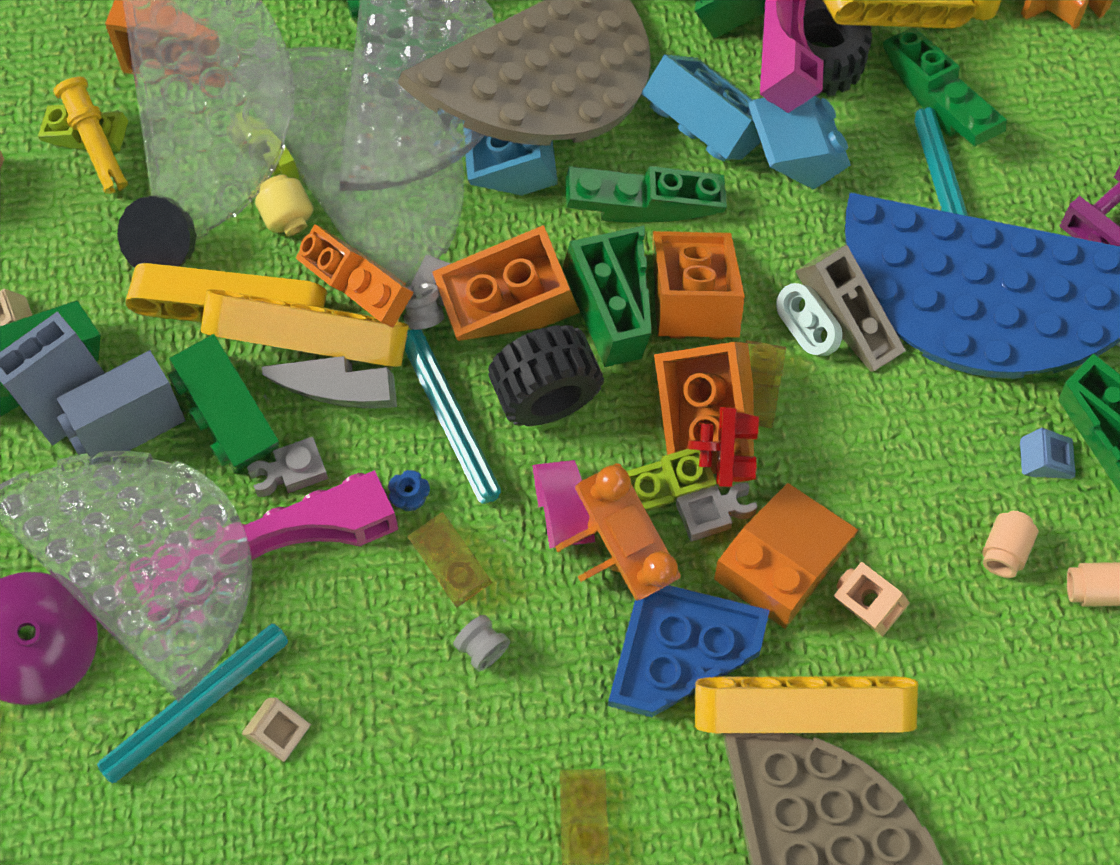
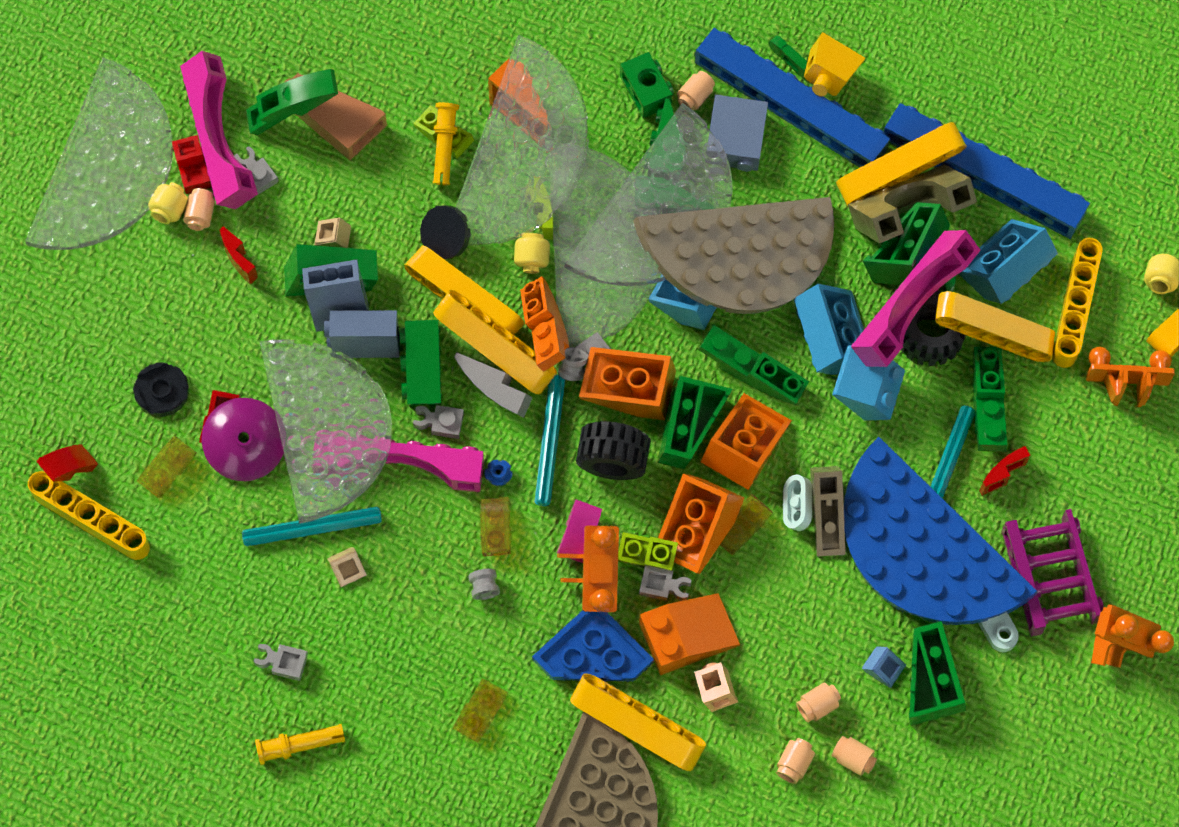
camera: 30 degrees right, 5 degrees up
(729, 466) = (696, 542): red hips -> none
(1018, 155) = (1000, 473): none -> red slope
(1035, 634) = (795, 760): none -> light nougat brick

